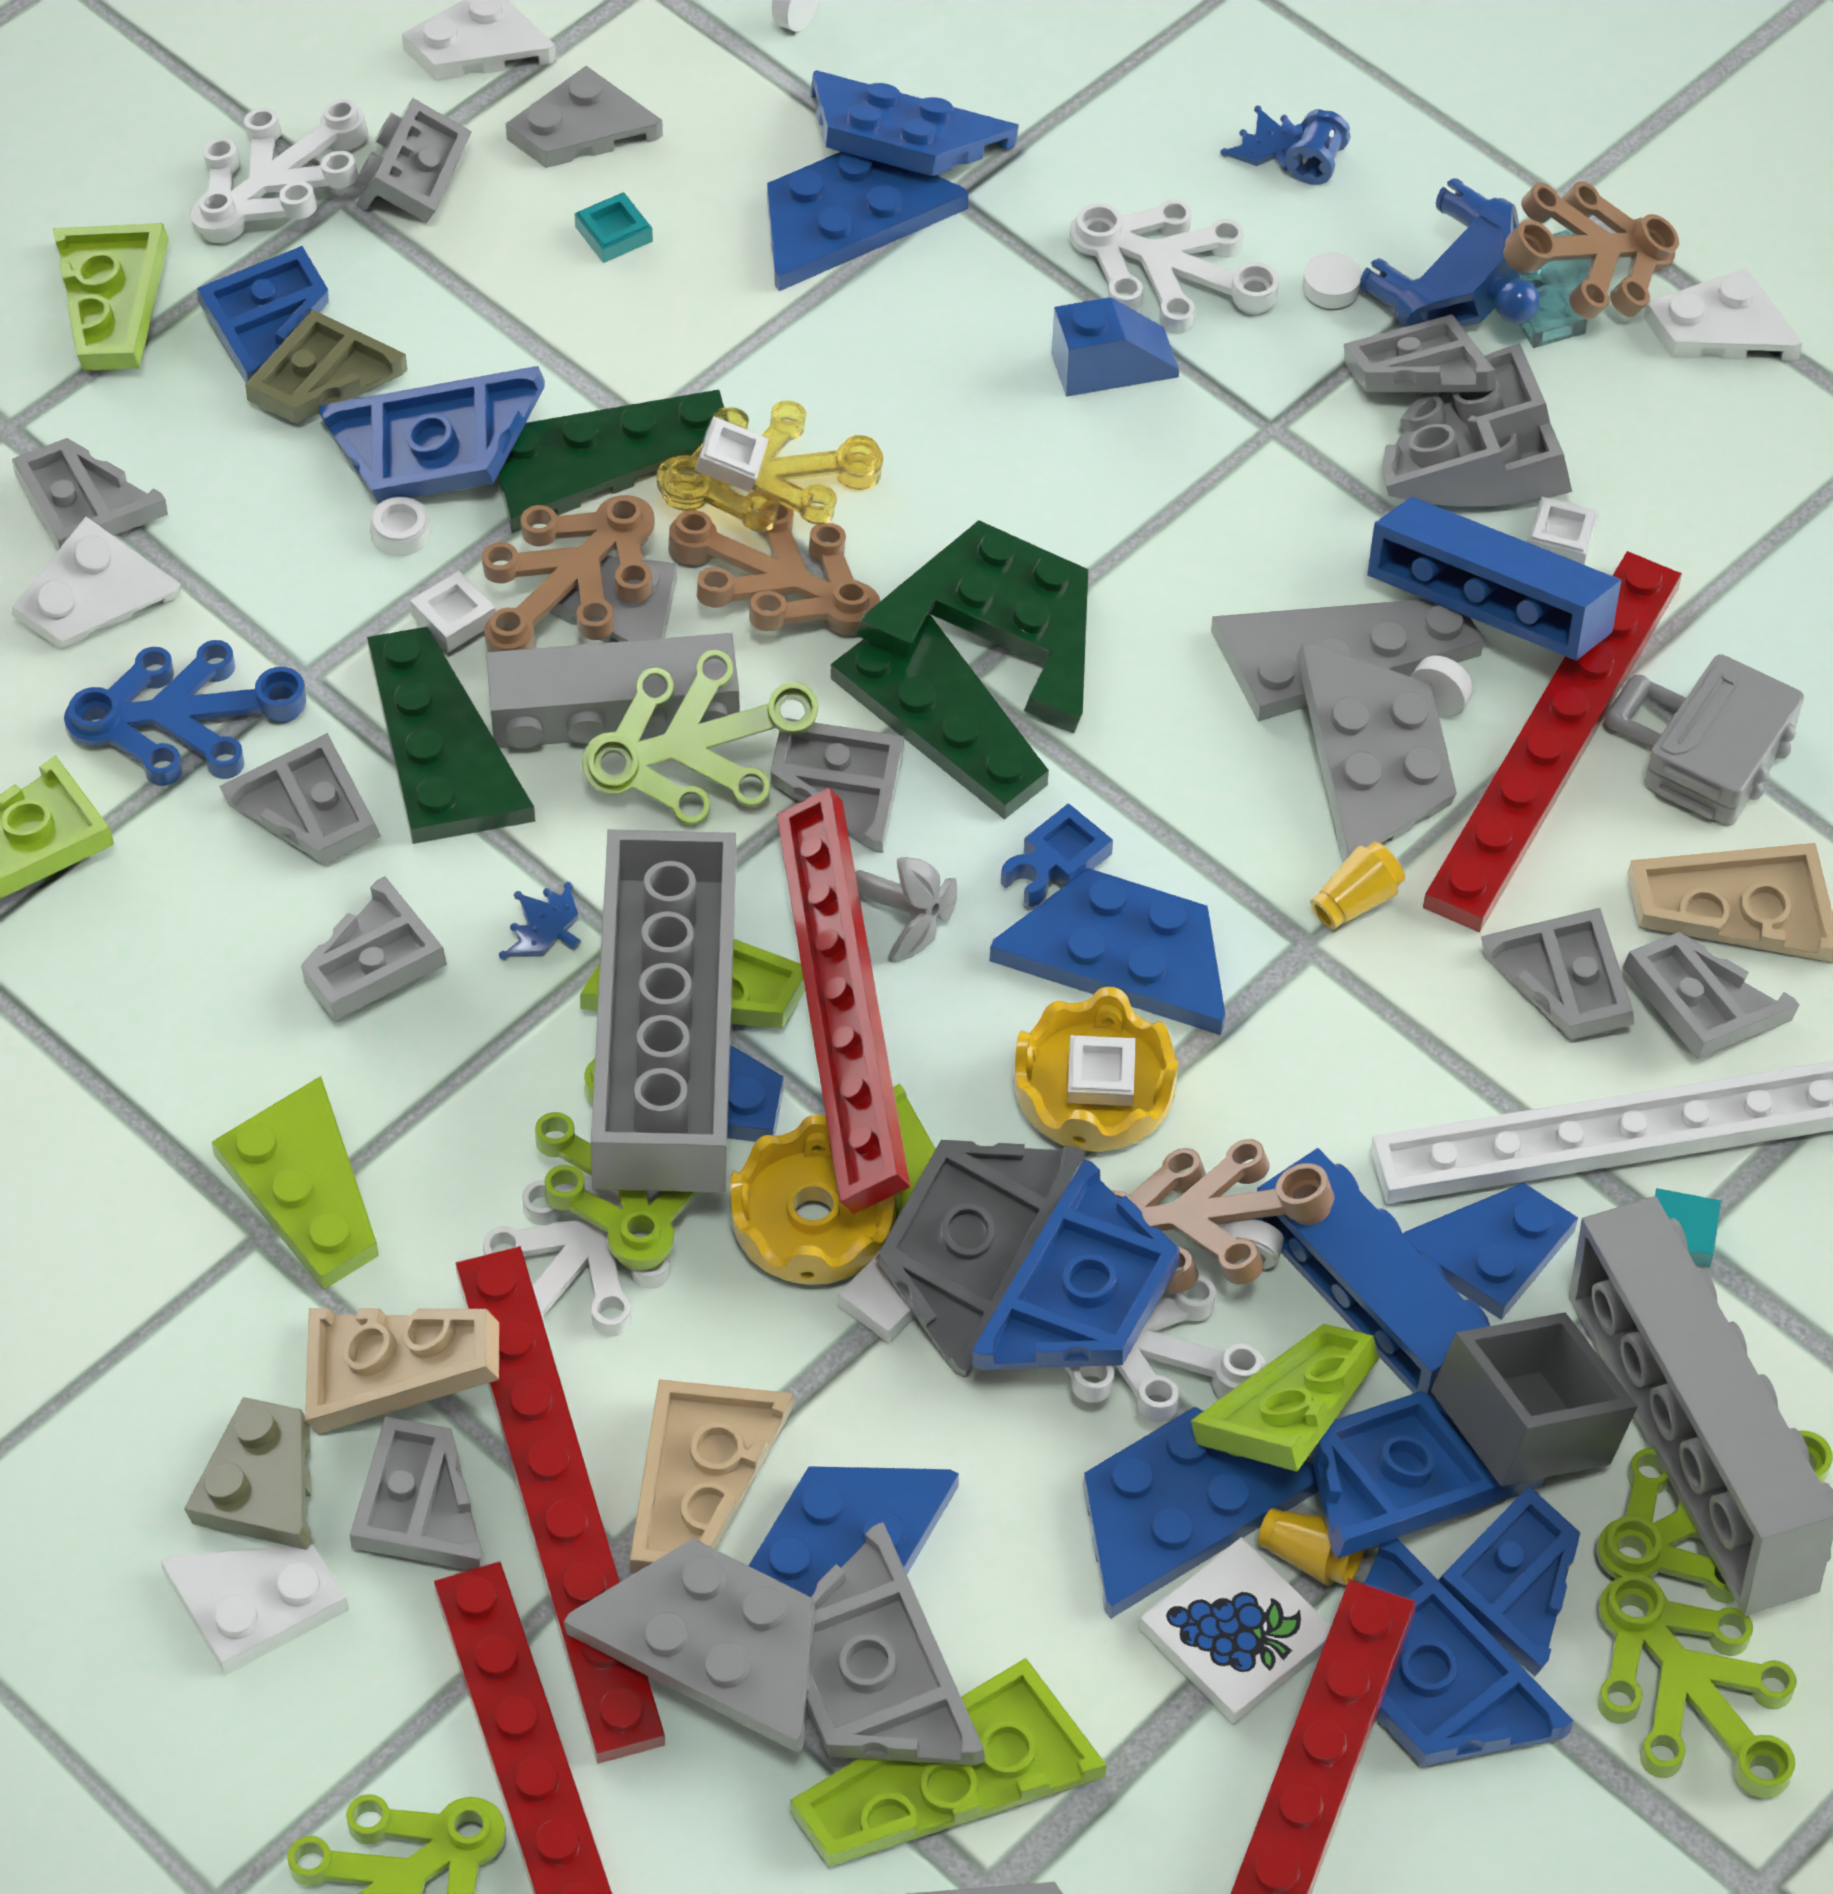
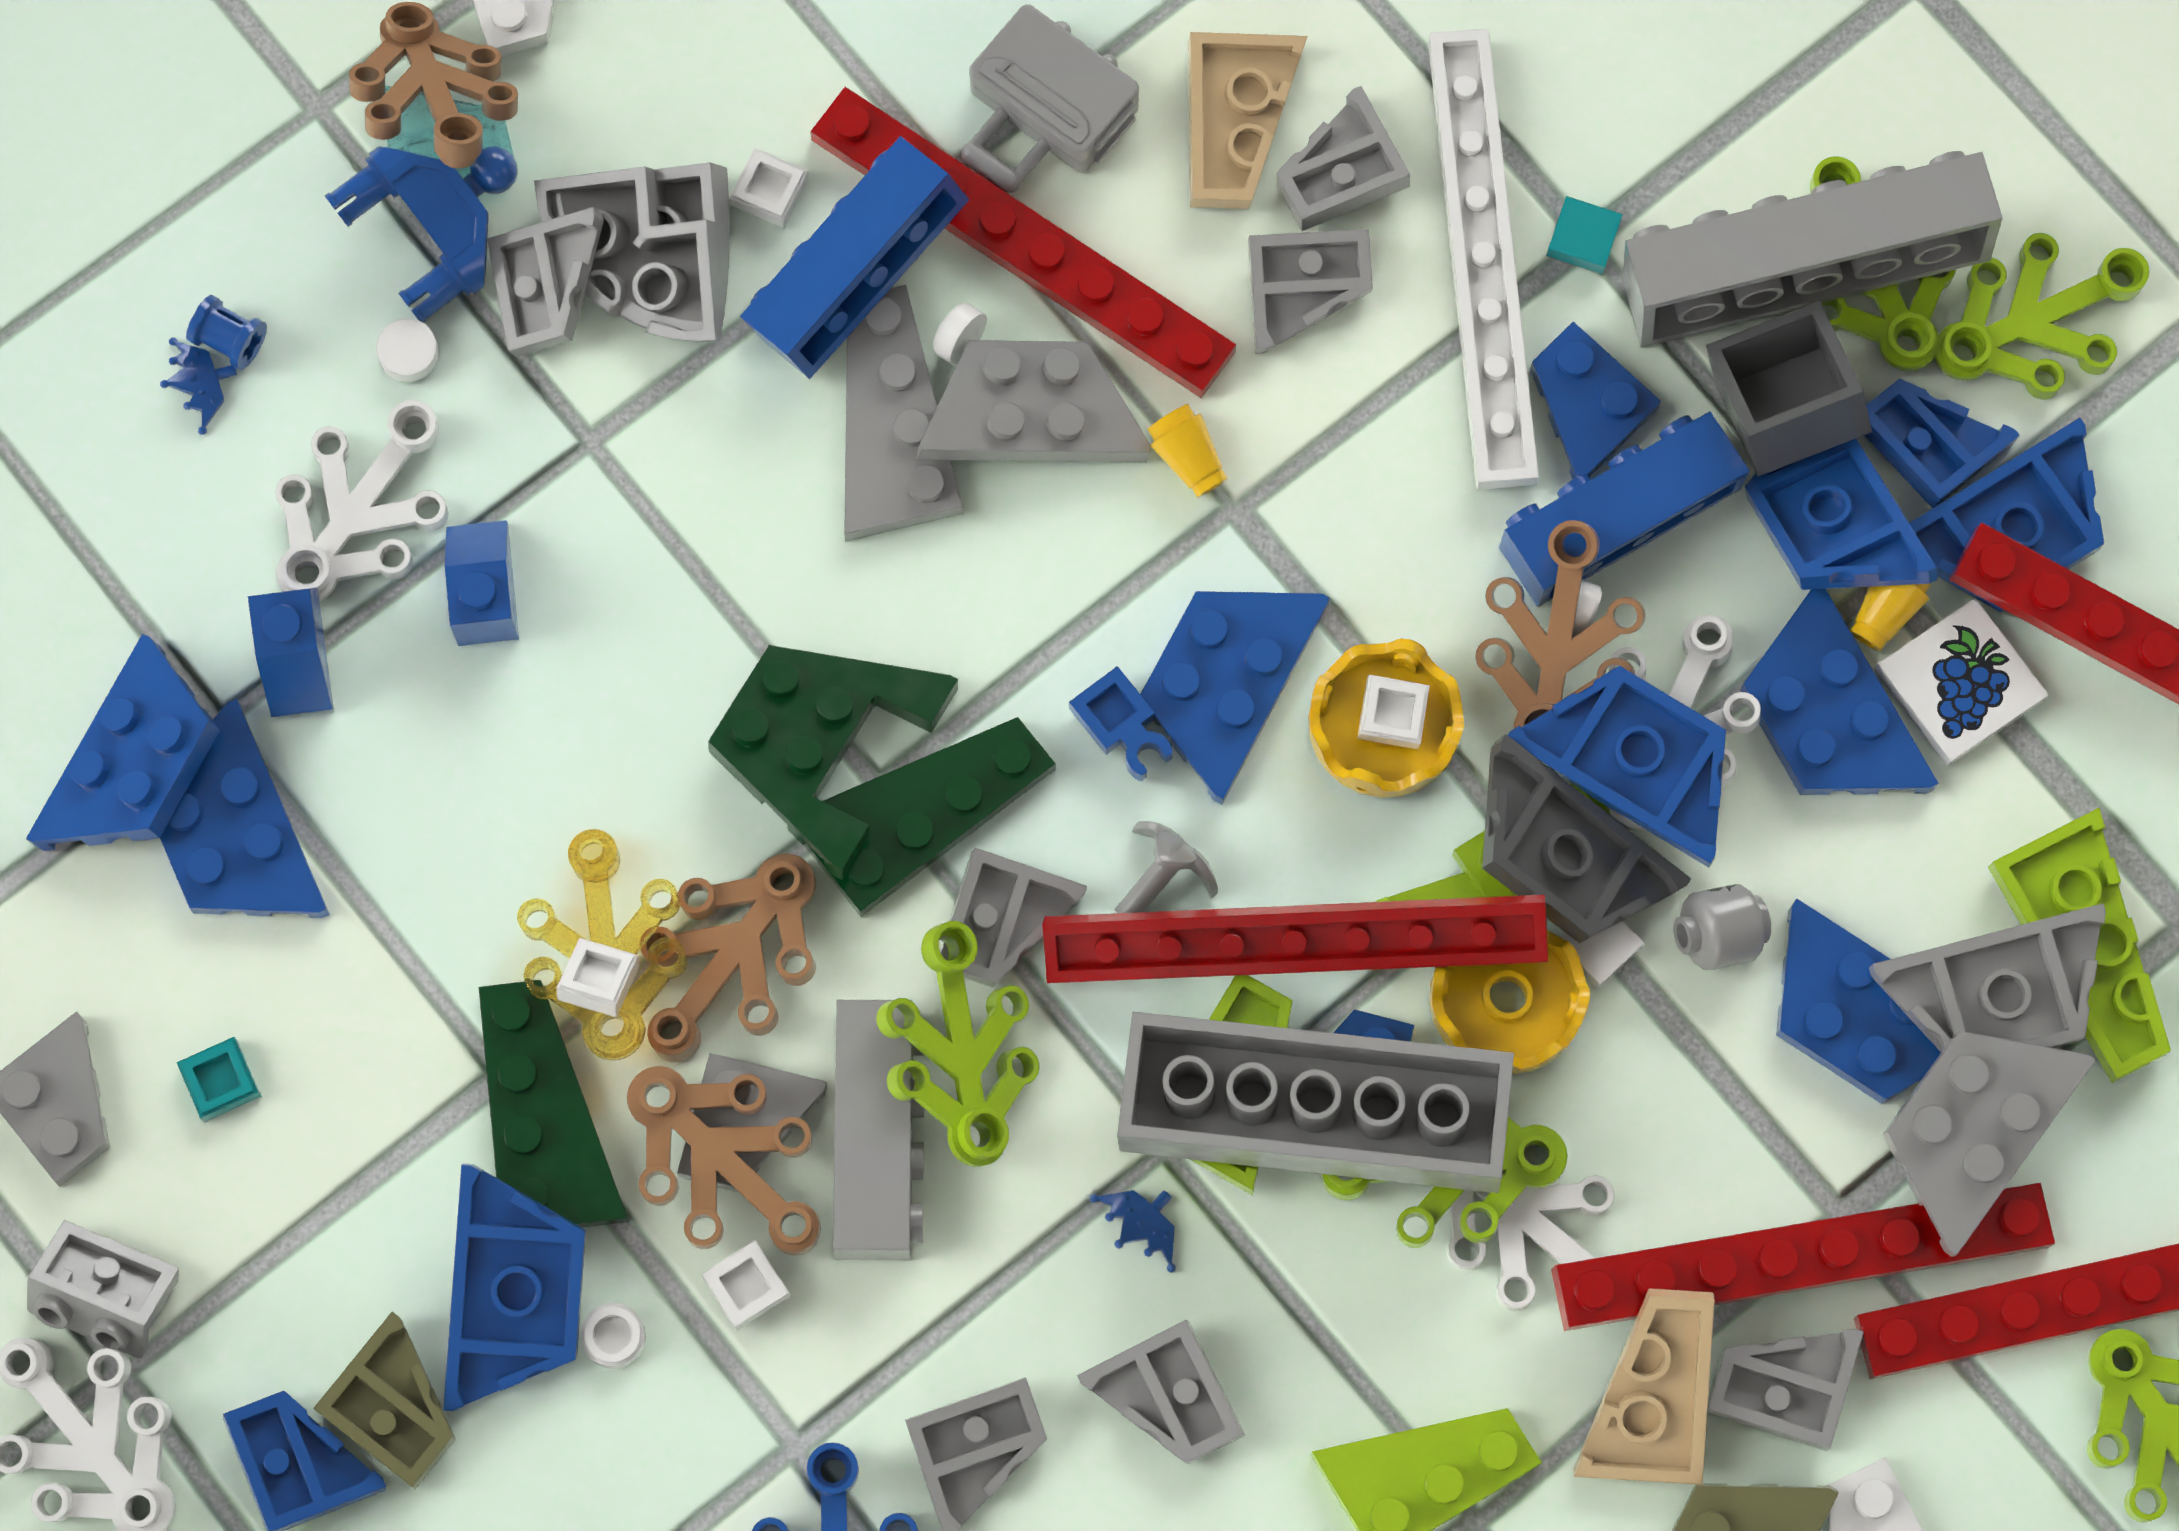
camera: 85 degrees left, 20 degrees up
(440, 746) = (913, 1311): dark green wing -> none
(701, 1462) = (1771, 1129): tan wing -> none
(914, 1397) = (1722, 927): none -> light grey head
(1018, 211) = (291, 651): none -> blue slope
(1291, 1400) = (1765, 596): lime wing -> none

